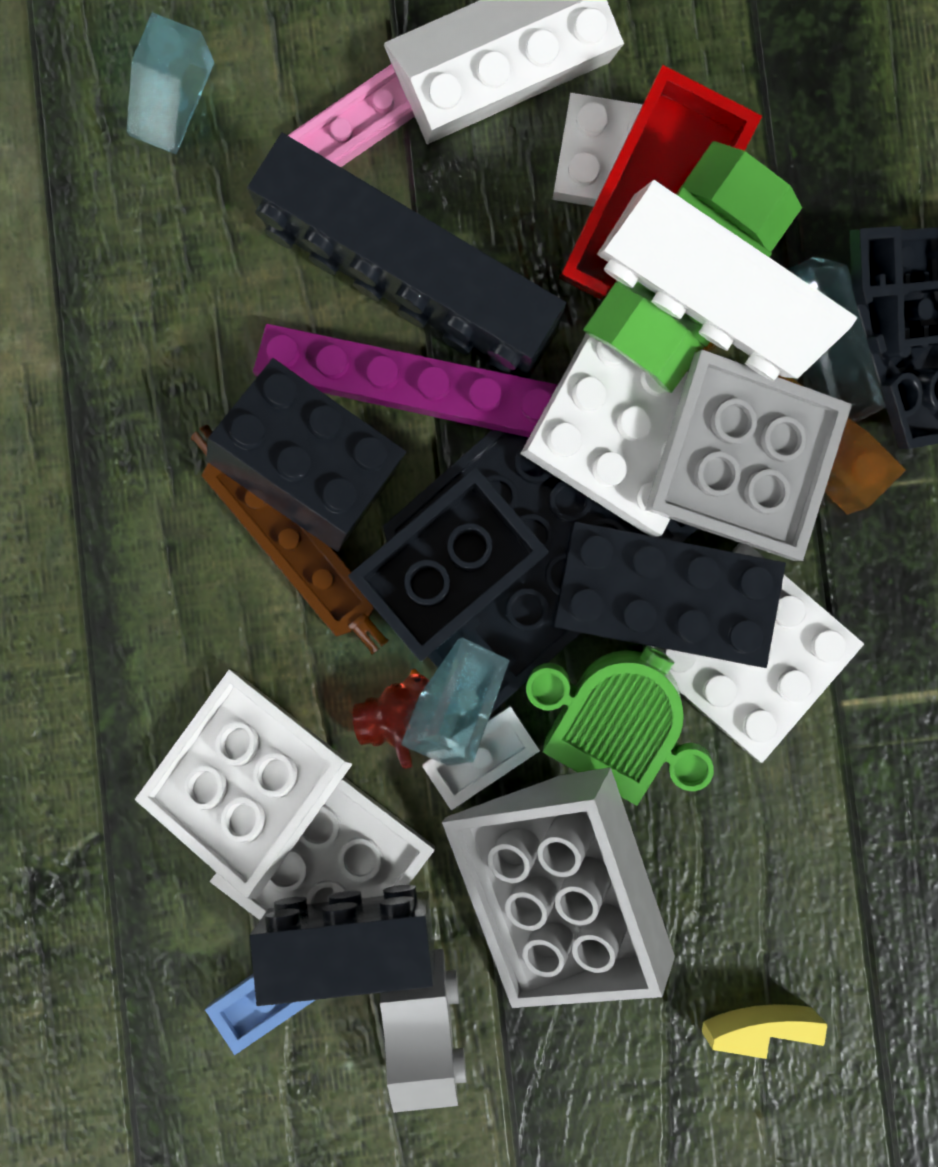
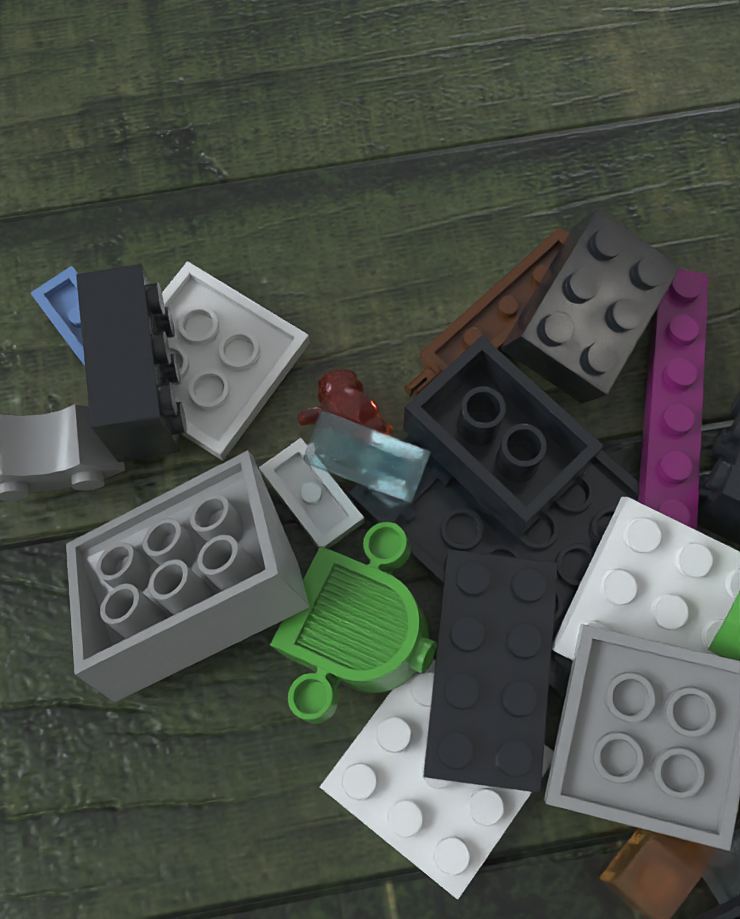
camera: 90 degrees right, 15 degrees down
(243, 784) = (277, 280): white plate -> none
(750, 1028) = (37, 782): light yellow slope -> none

